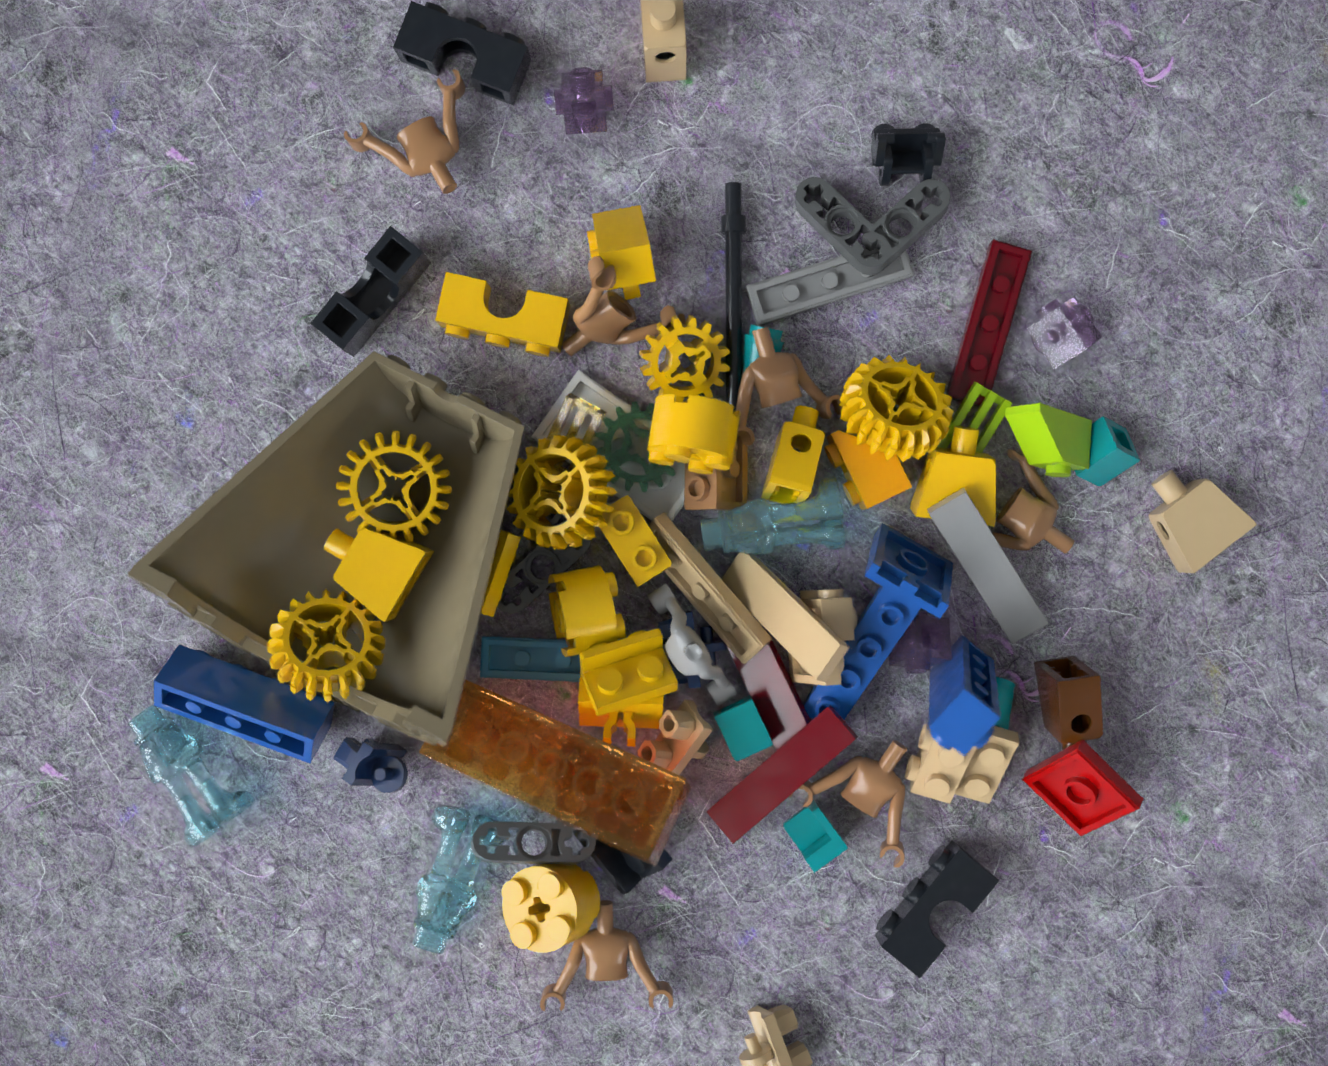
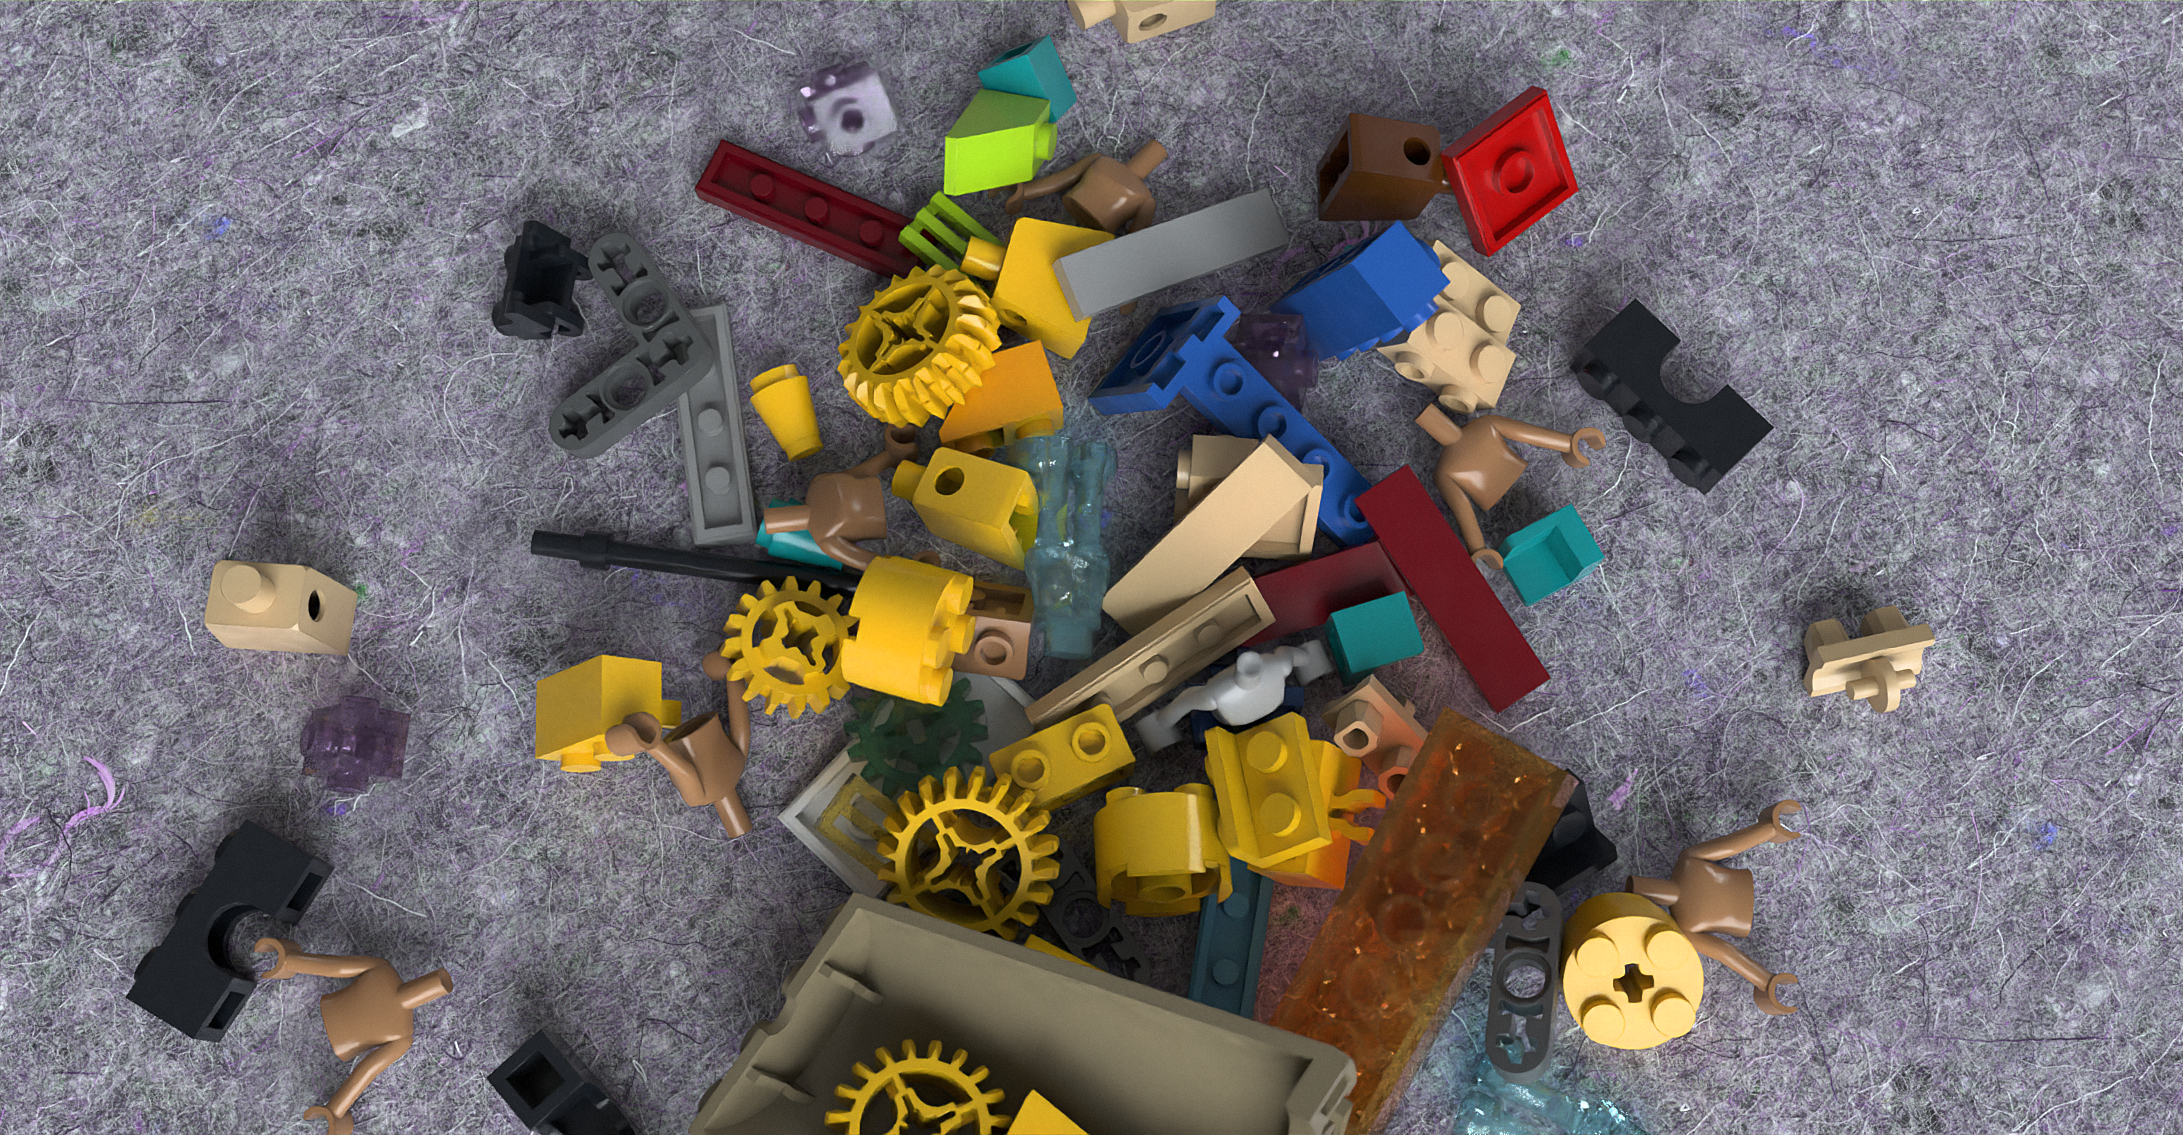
camera: 85 degrees left, 15 degrees down
(465, 311) = (653, 980): yellow arch -> none
(843, 329) = (788, 410): none -> yellow cone

